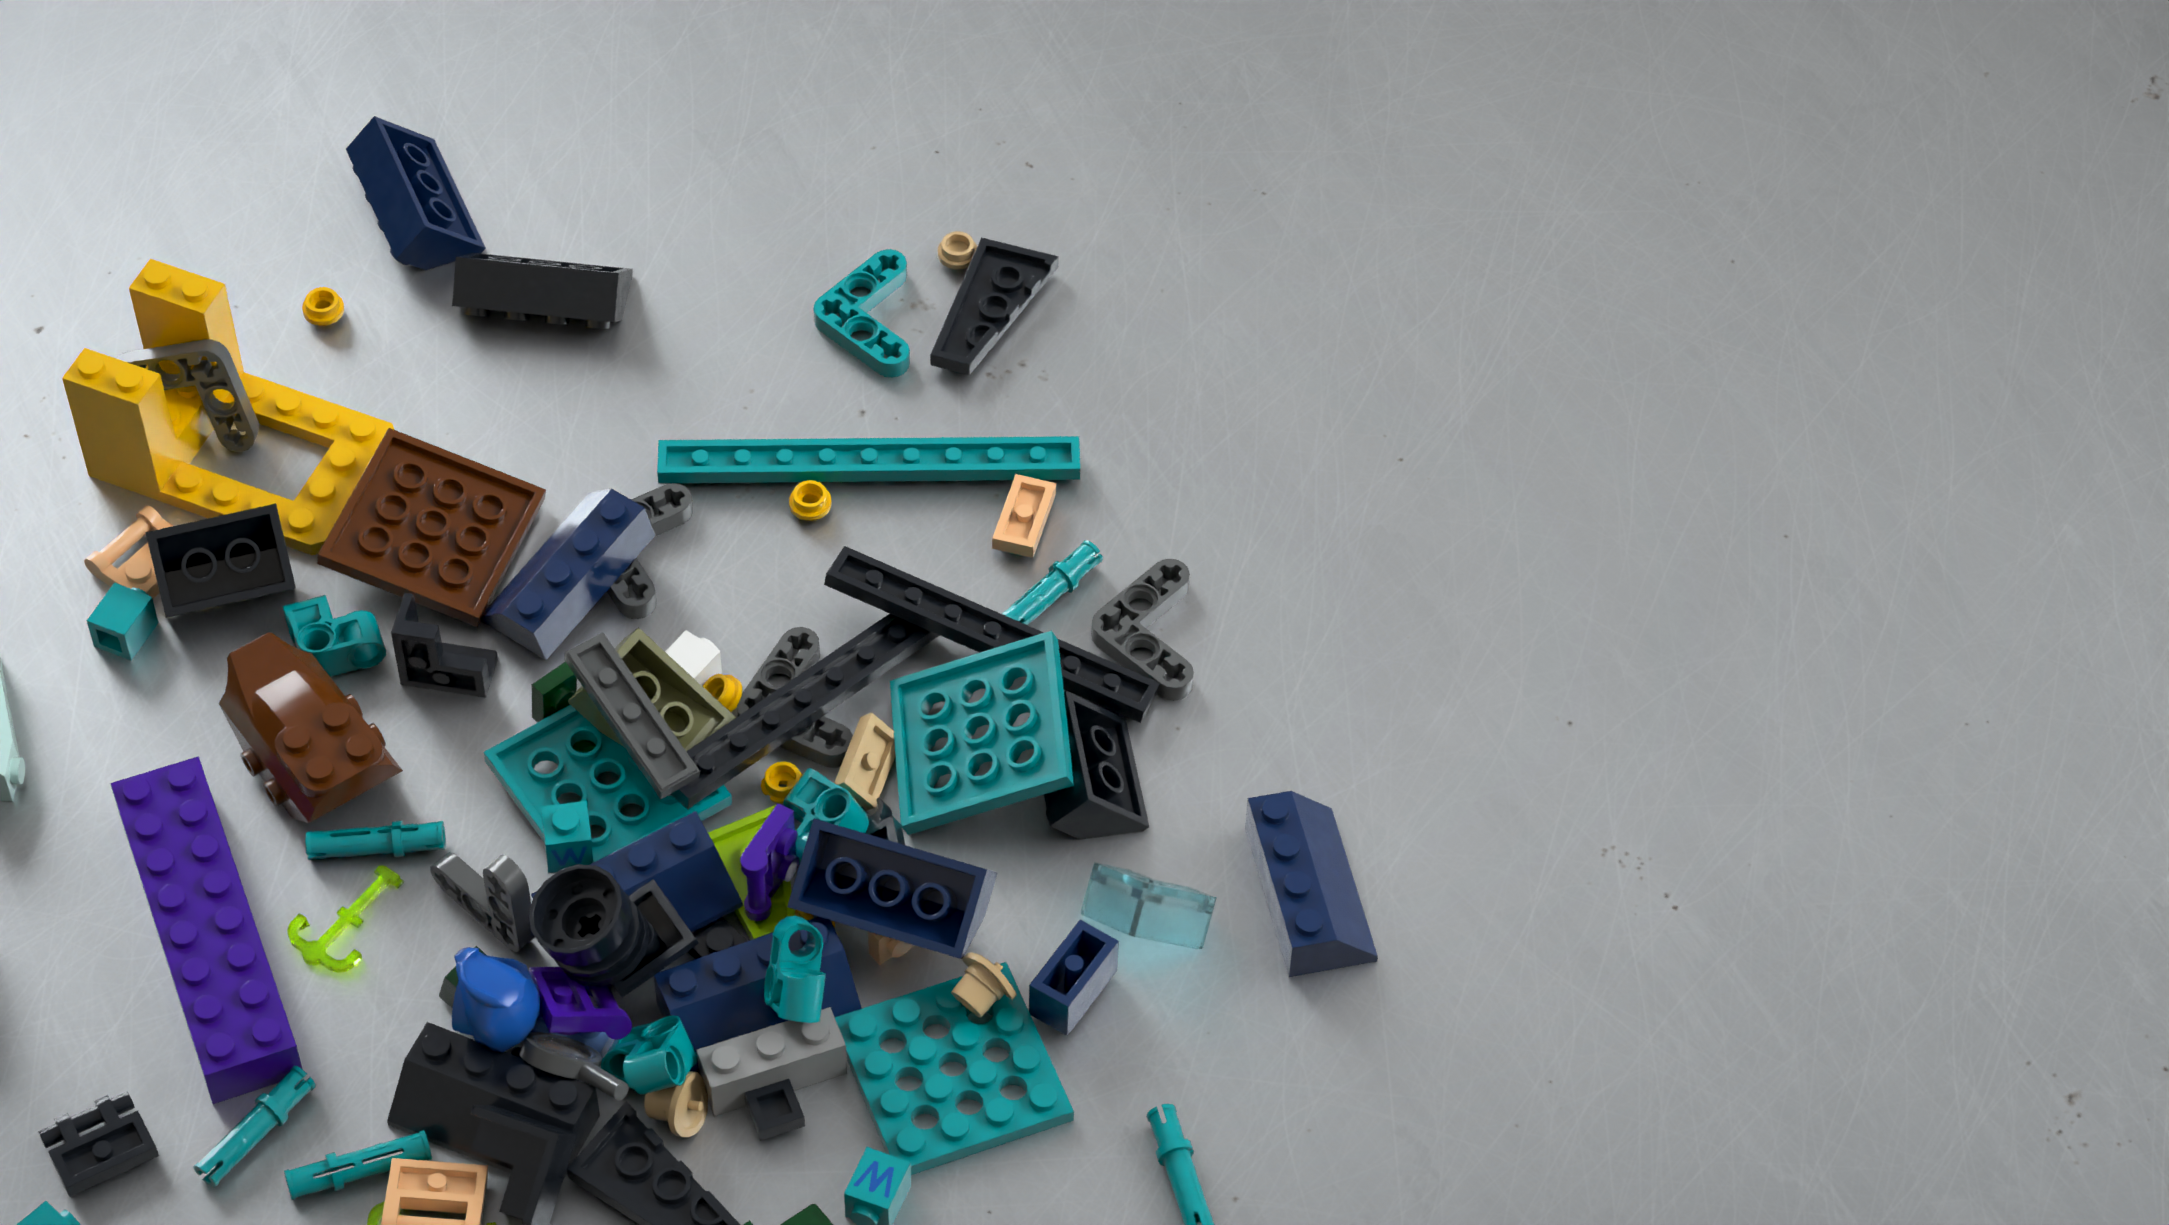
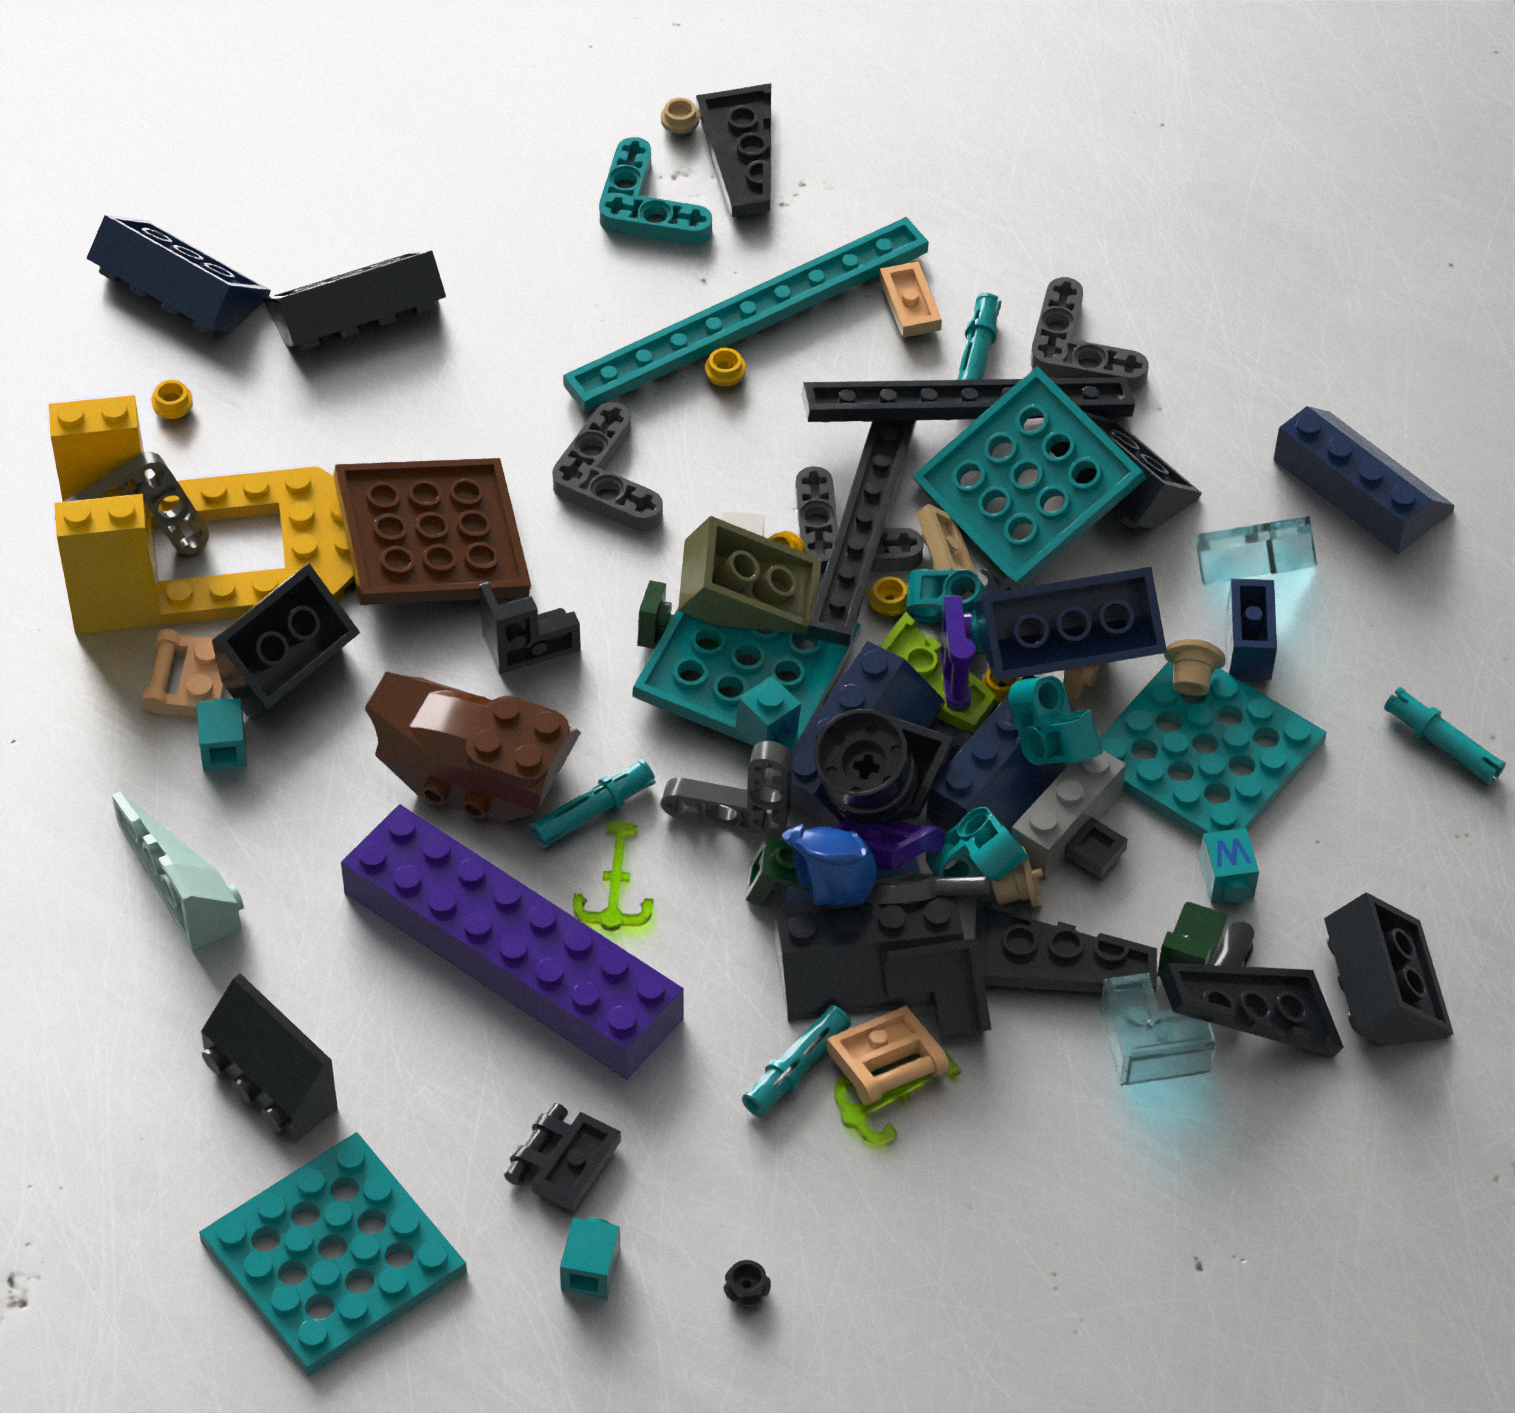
camera: 30 degrees left, 0 degrees up
(269, 1111) = (687, 1061): teal pin -> none
(336, 643) = (433, 656): teal piece -> none
(571, 572) = (578, 510): dark blue slope -> none
(631, 715) = (760, 588): dark grey tile -> none

